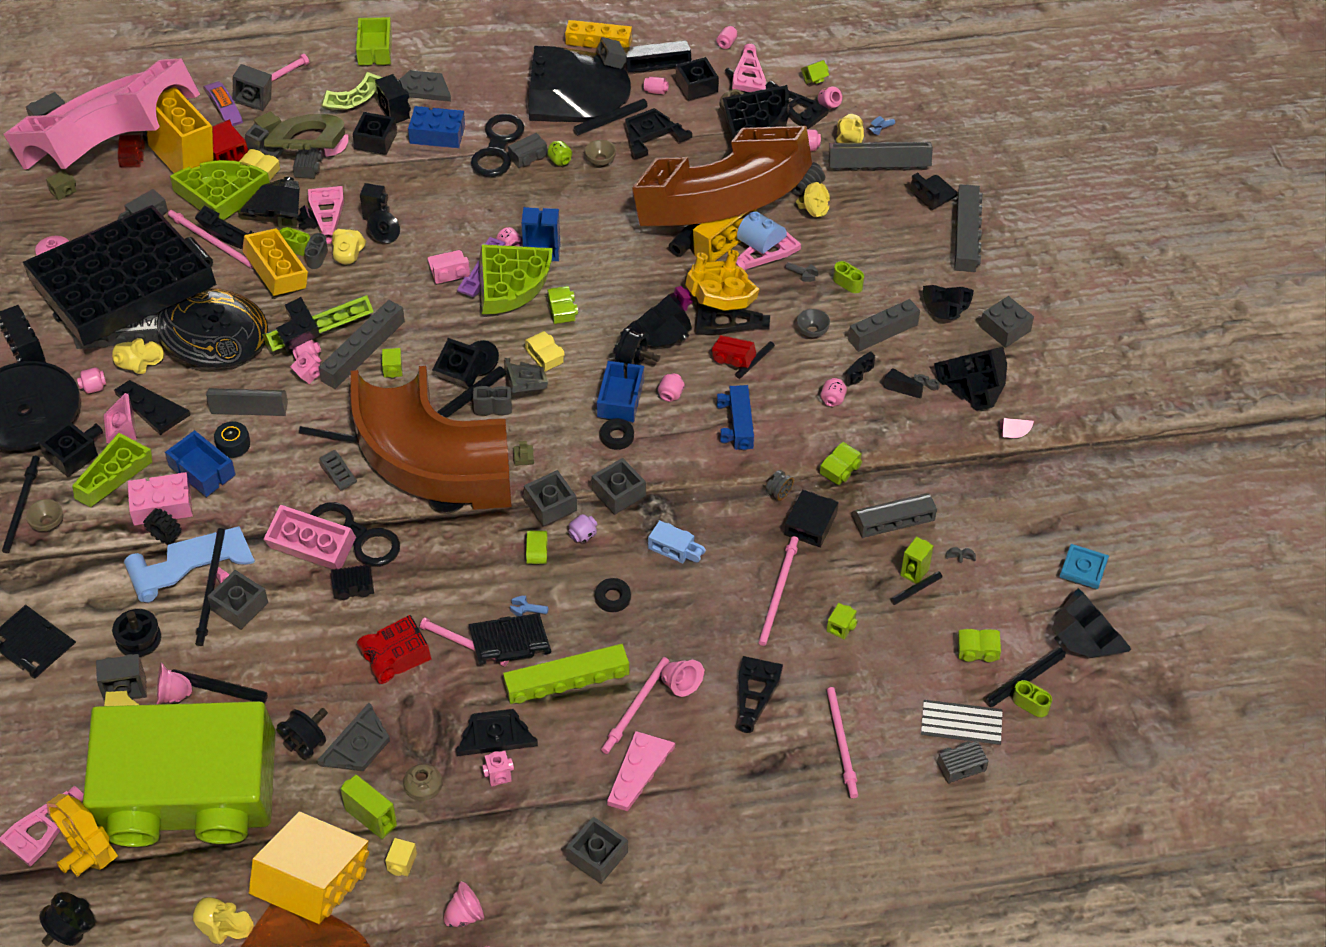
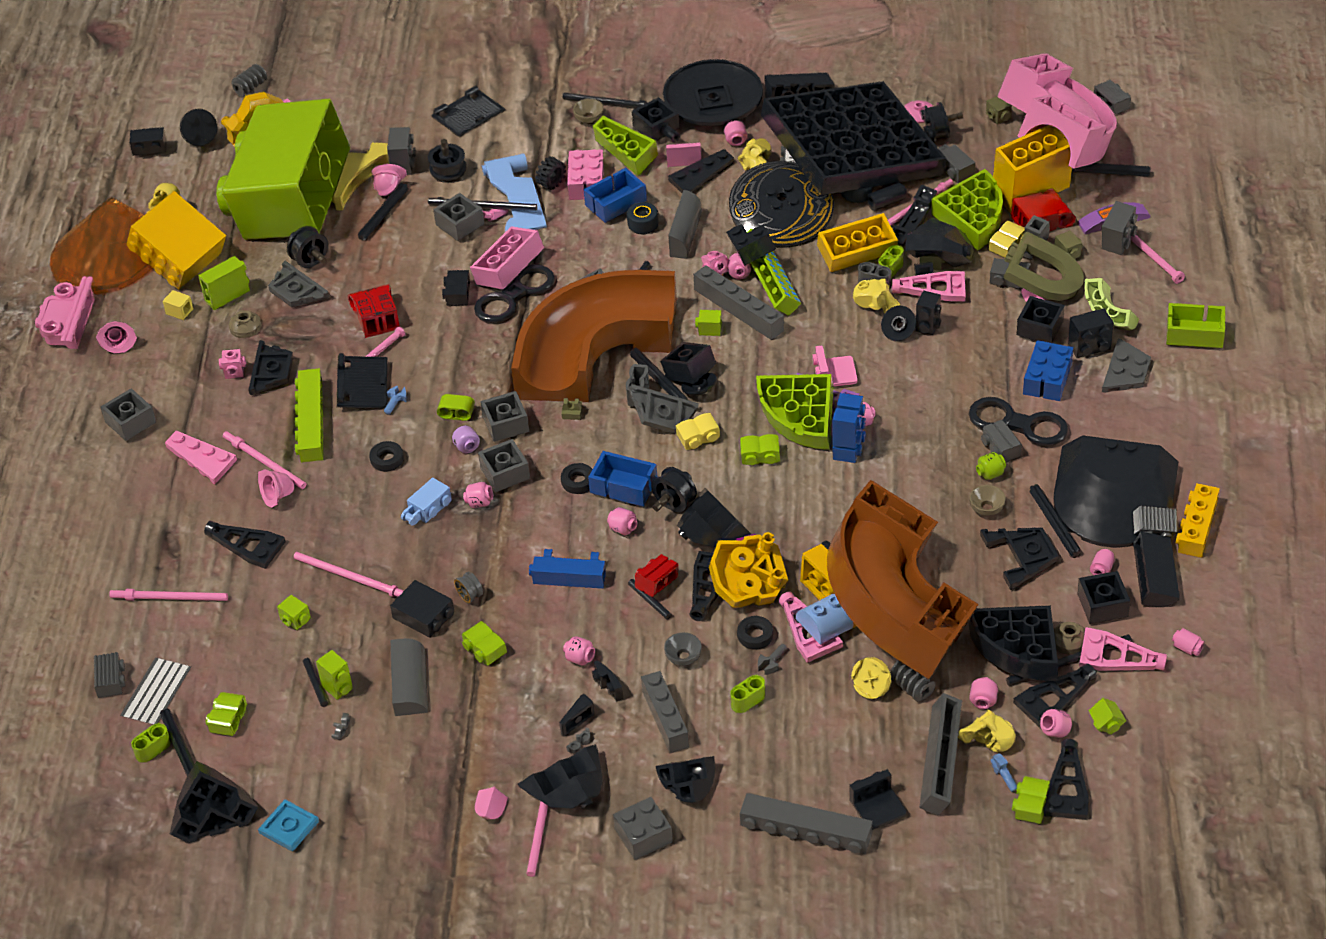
camera: 105 degrees right, 5 degrees down
(86, 217) = (937, 121): none -> black wheel
(657, 502) = (478, 495): none -> bright pink head
(777, 275) = (755, 642): none -> black tyre
(898, 89) = (1064, 805): none -> black plate
(903, 107) = (1031, 799): none -> lime brick
(1036, 392) = (534, 854): none -> bright pink bar

